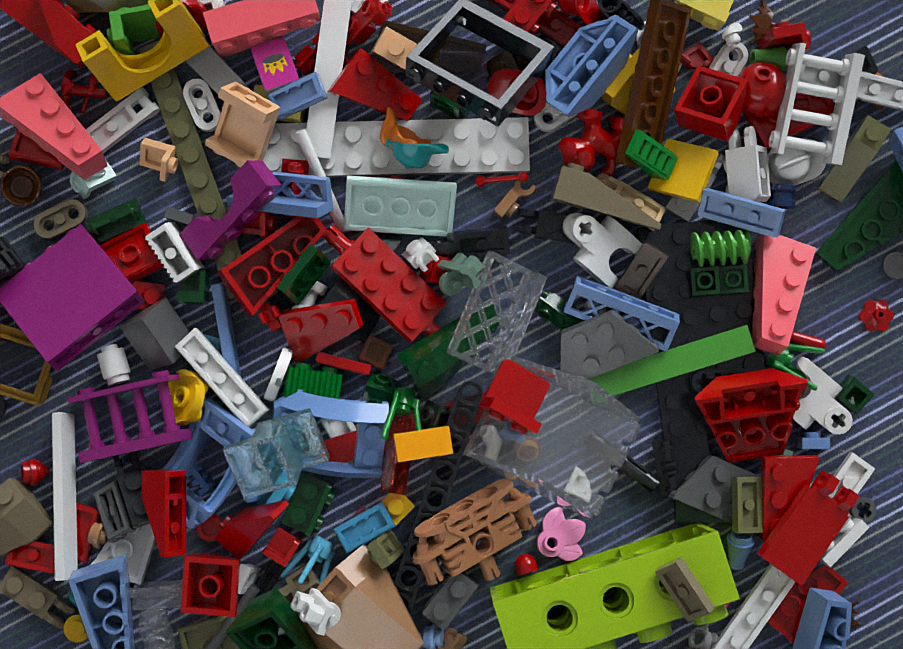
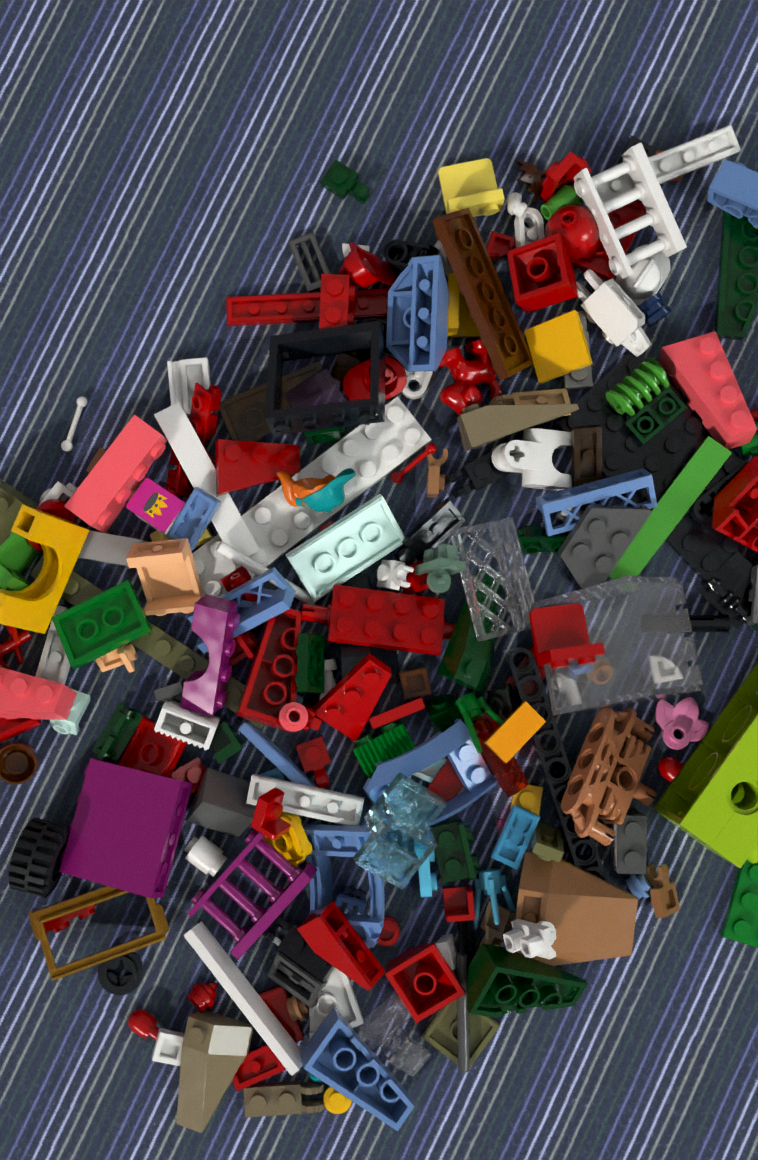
camera: 30 degrees left, 0 degrees up
(61, 217) = (69, 765): dark tan plate -> none
(165, 126) = (101, 624): none -> green plate
(184, 365) = (267, 814): none -> red bracket
(201, 106) = (119, 576): white plate -> none
(248, 526) = (419, 908): red slope -> none
(250, 304) = (284, 717): none -> coral plate
(254, 351) = (314, 757): none -> red plate
(278, 374) = (349, 762): white tile -> none
(393, 47) = (245, 419): light nougat torso -> none
(653, 157) = (529, 353): green slope -> none
(741, 212) = (634, 346): medium blue plate -> none
(859, 152) = (691, 217): olive slope -> none

